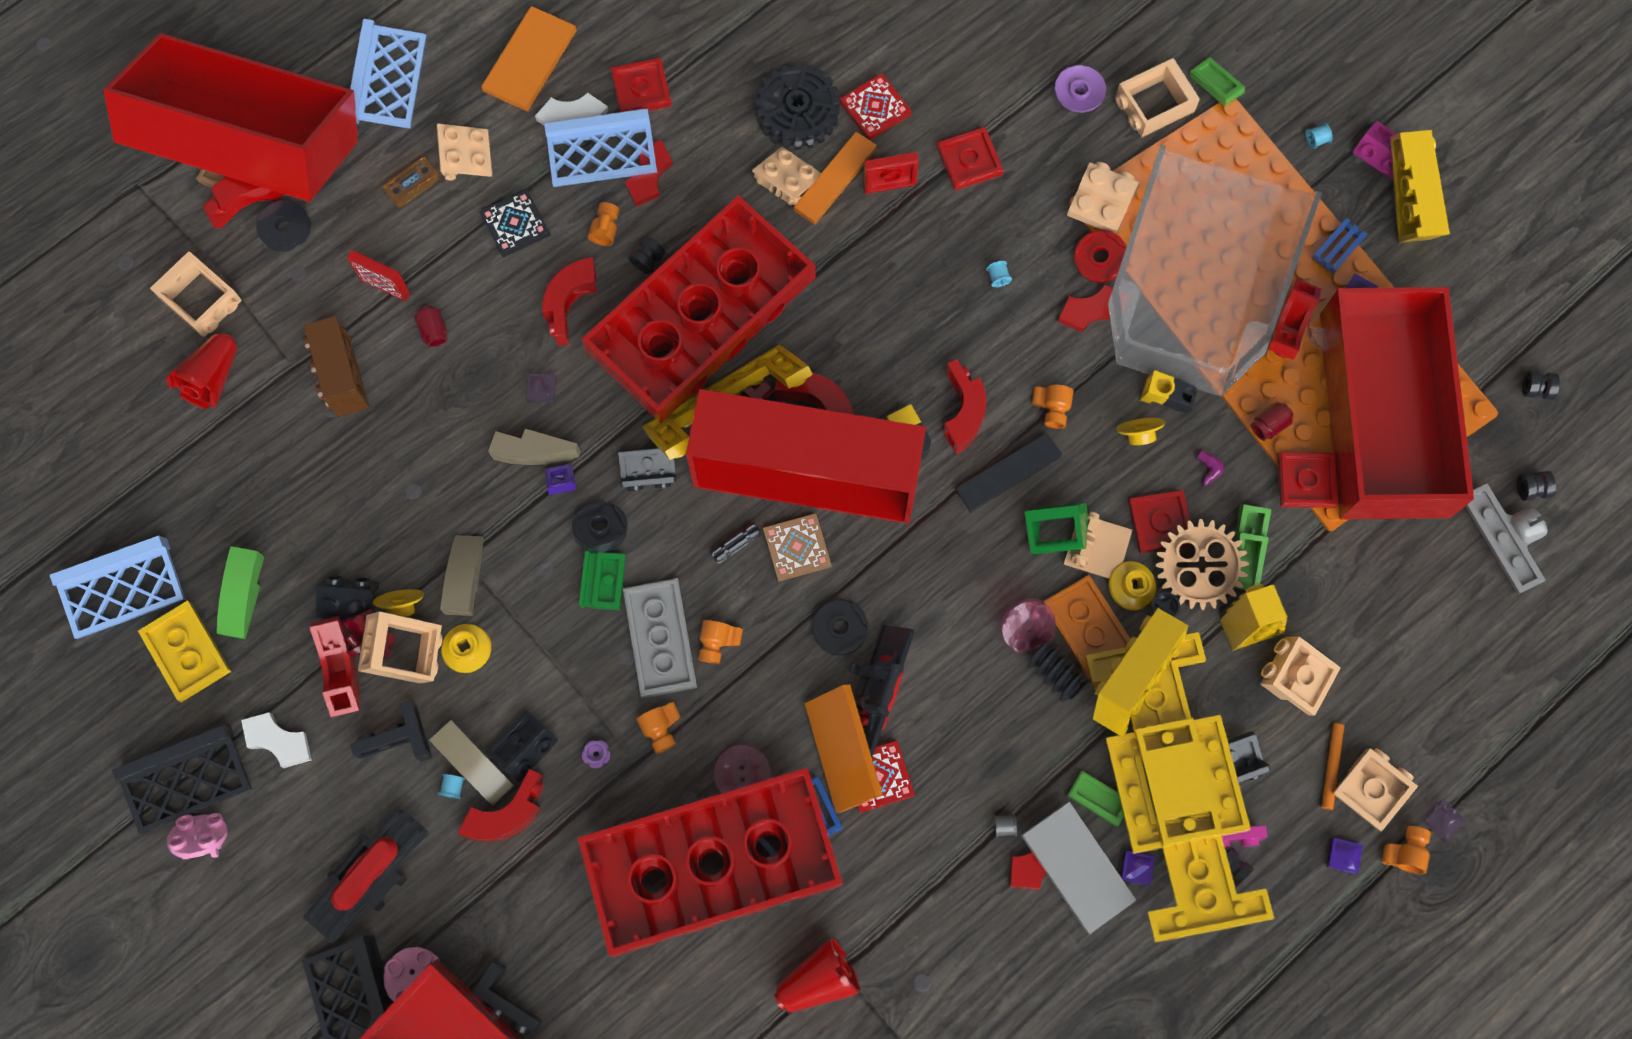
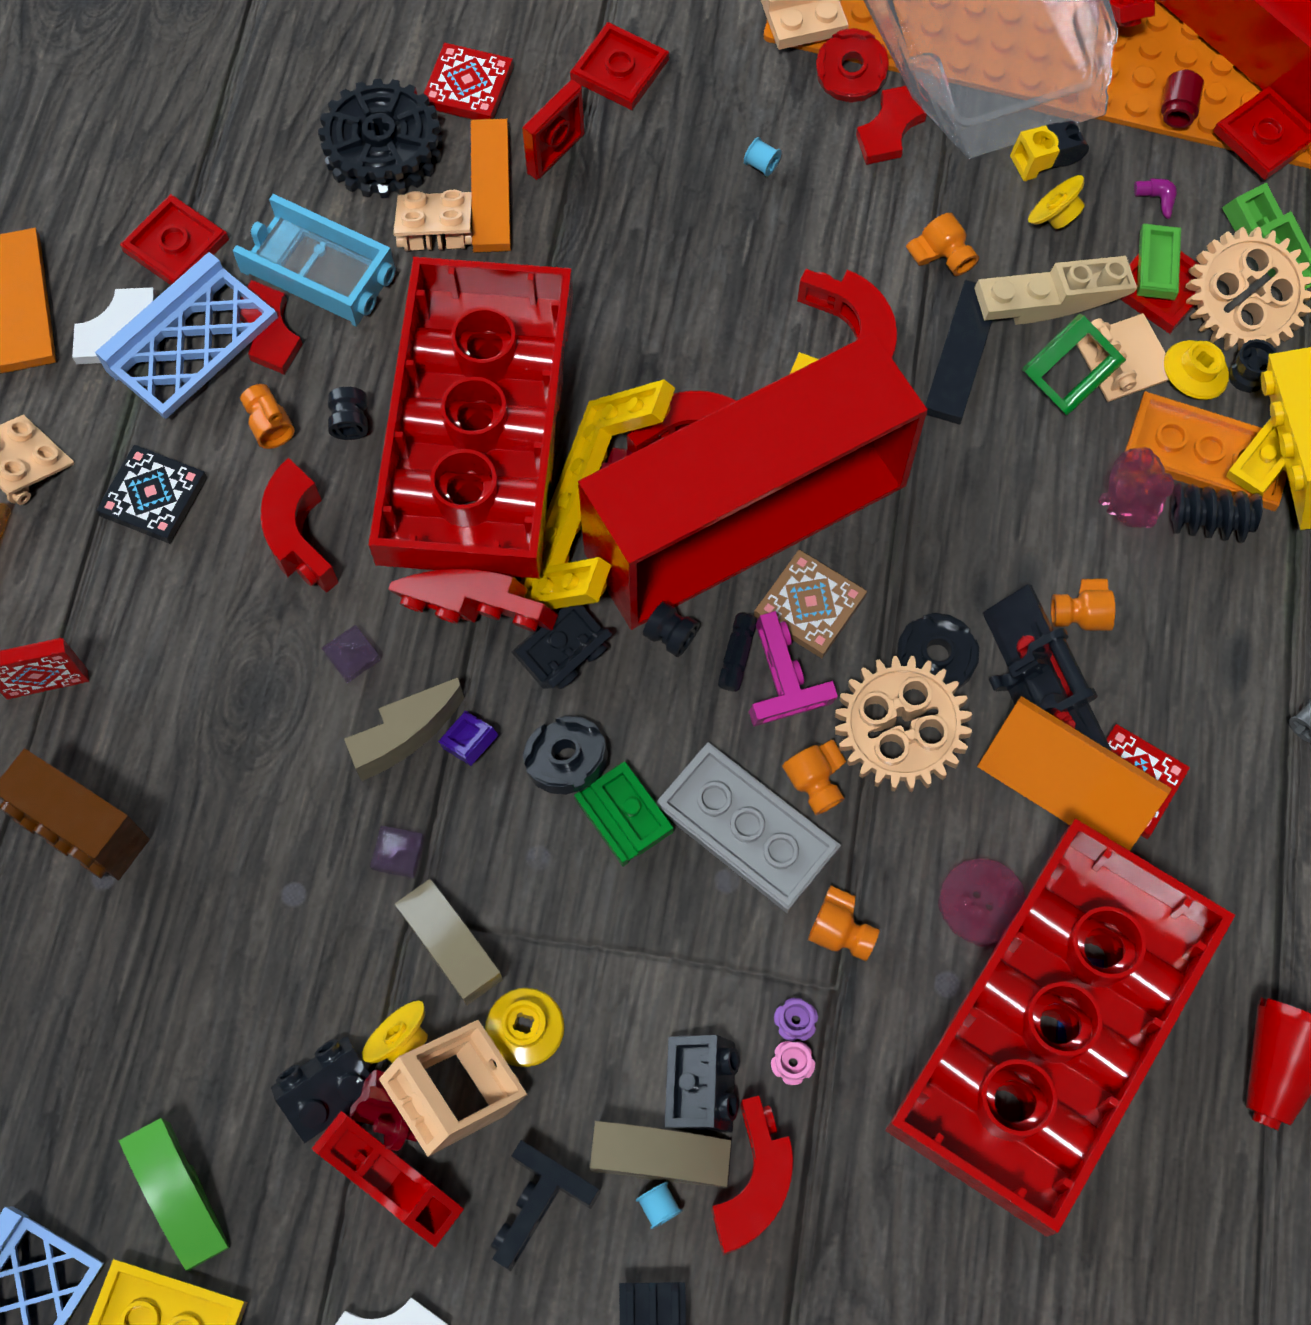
camera: 40 degrees left, 5 degrees down
(431, 326) = (150, 682): dark red brick -> none
(478, 510) = (397, 851): none -> clear purple tile
(569, 769) = (793, 1050): none -> bright pink plate
(621, 407) = (467, 592): none -> slope
(704, 156) = (318, 260): none -> medium azure door
(710, 503) = (671, 628): none -> black wheel
(745, 576) = (786, 677): none -> dark pink bracket
(775, 672) = (918, 757): none -> light nougat gear
(940, 670) = (1090, 610): none -> orange piece
(1090, 479) = (1057, 293): none -> tan slope
(1167, 507) = (1159, 261): none -> bright green tile

